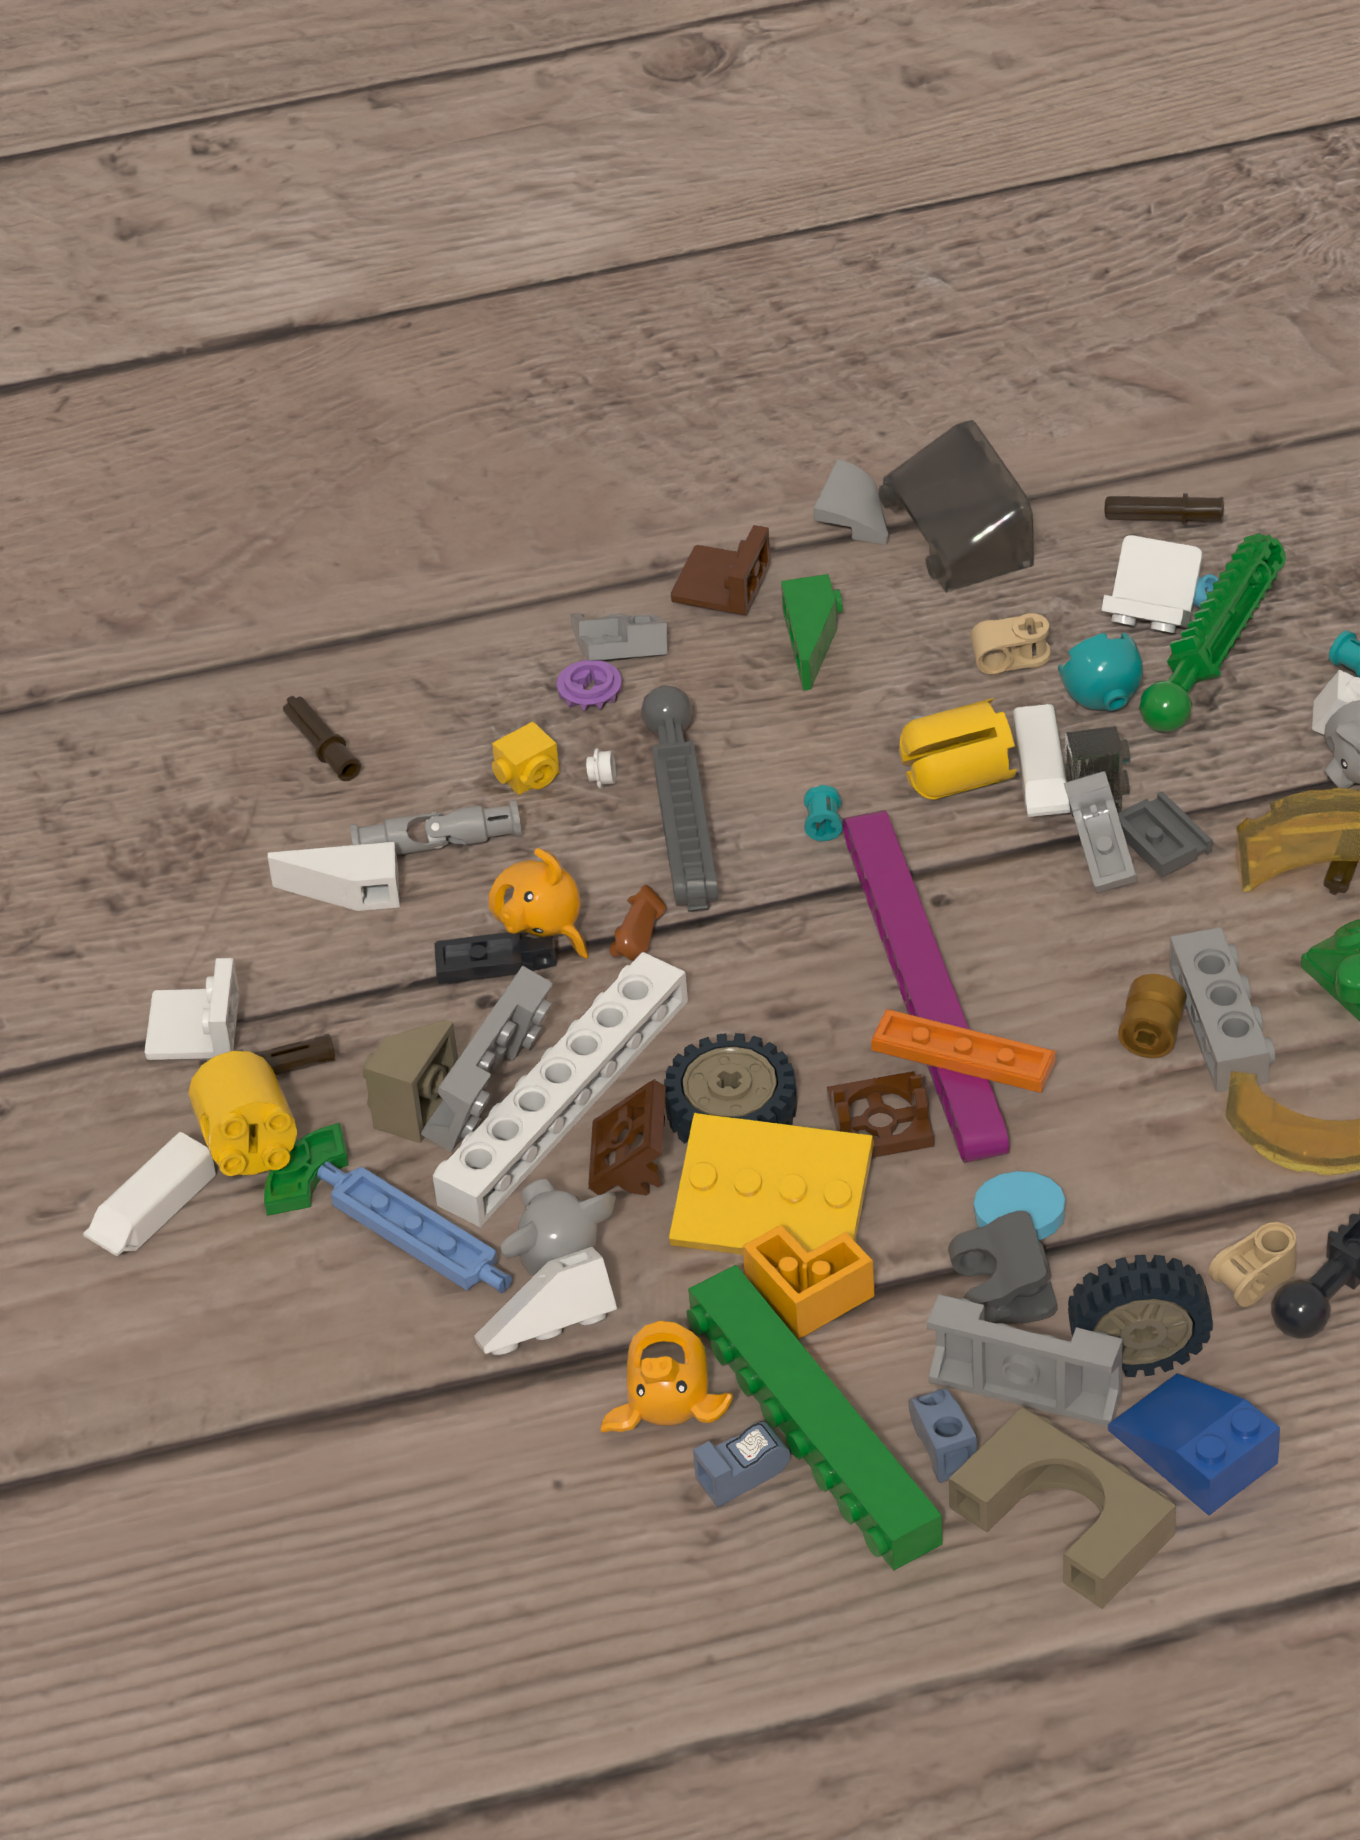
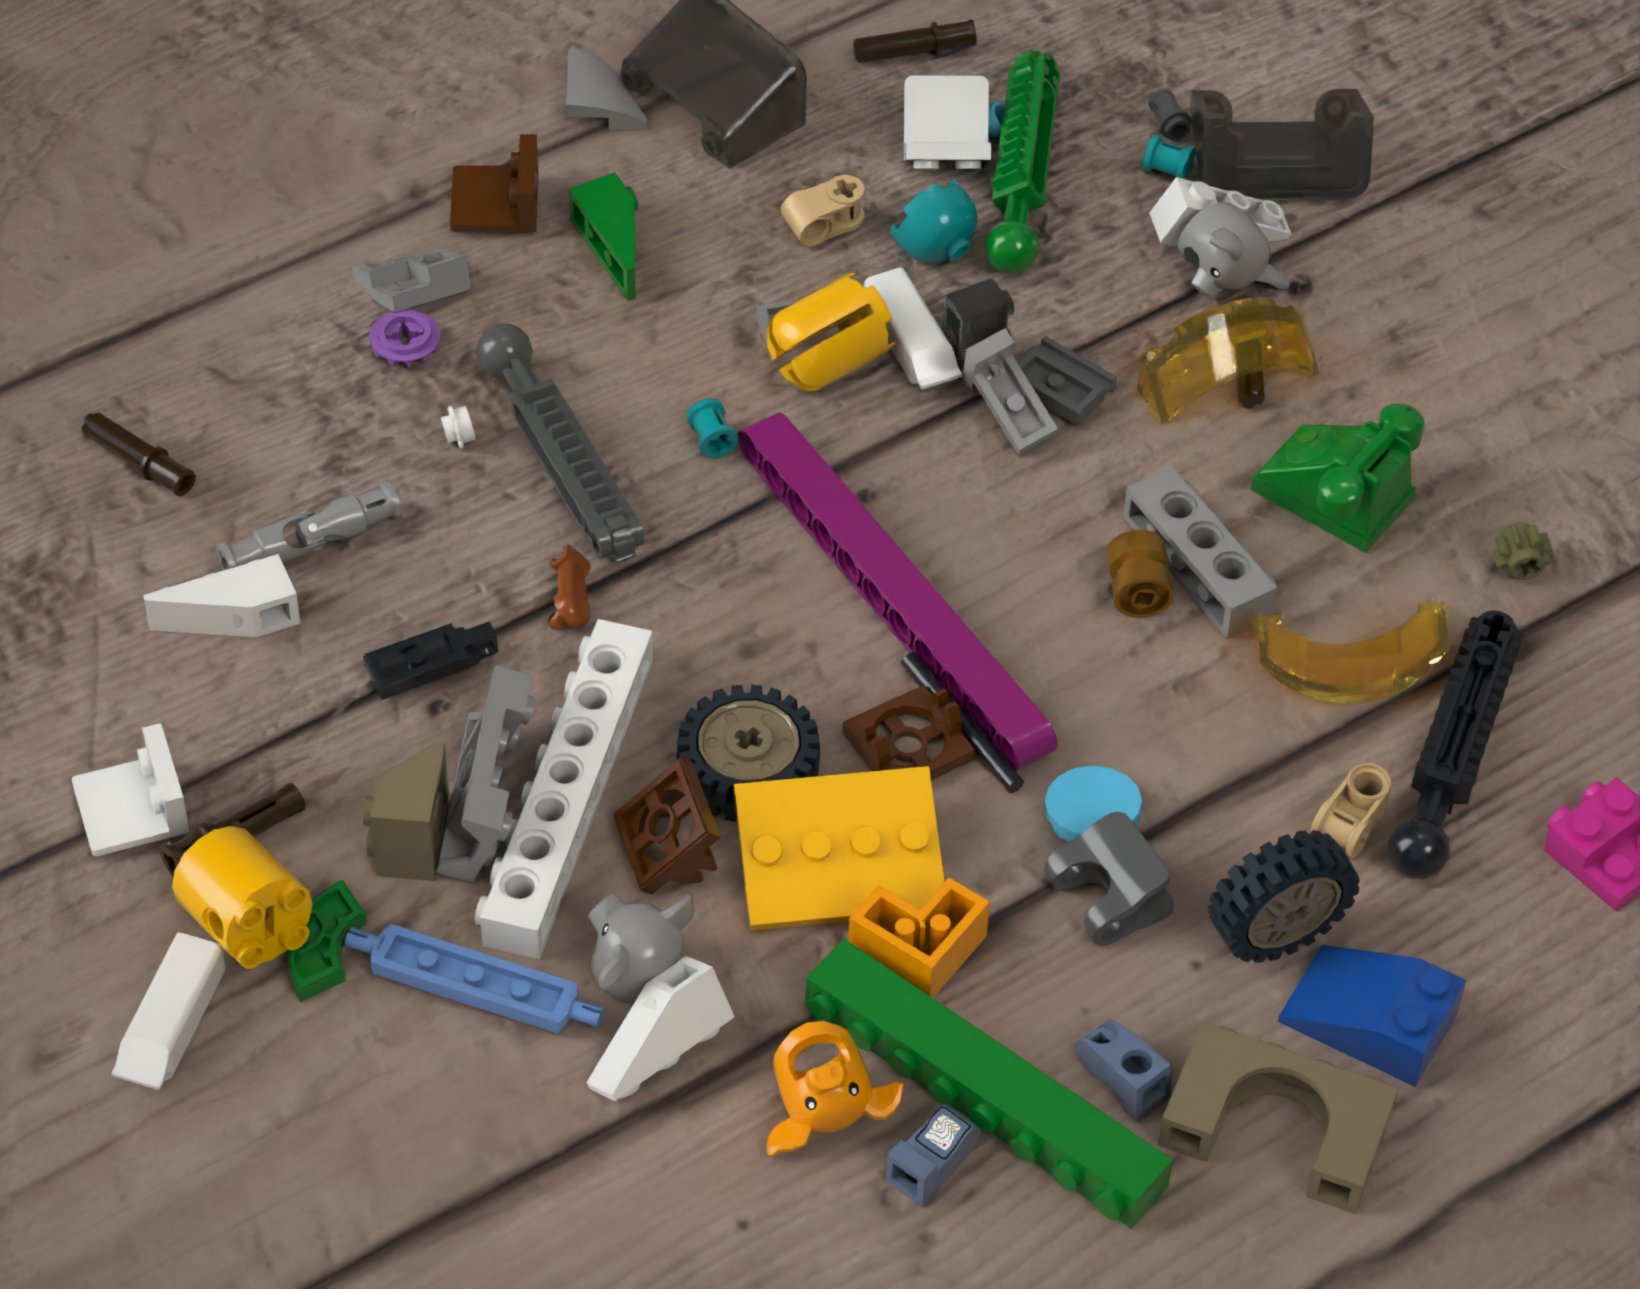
camera: 25 degrees left, 5 degrees up
(525, 759) = (375, 432): yellow brick -> none
(542, 900) = (472, 585): light orange piece -> none
(941, 1124) = (983, 746): none -> black bar
(963, 1050) = (976, 653): orange tile -> none
(1025, 1367) = (1181, 977): light grey piece -> none

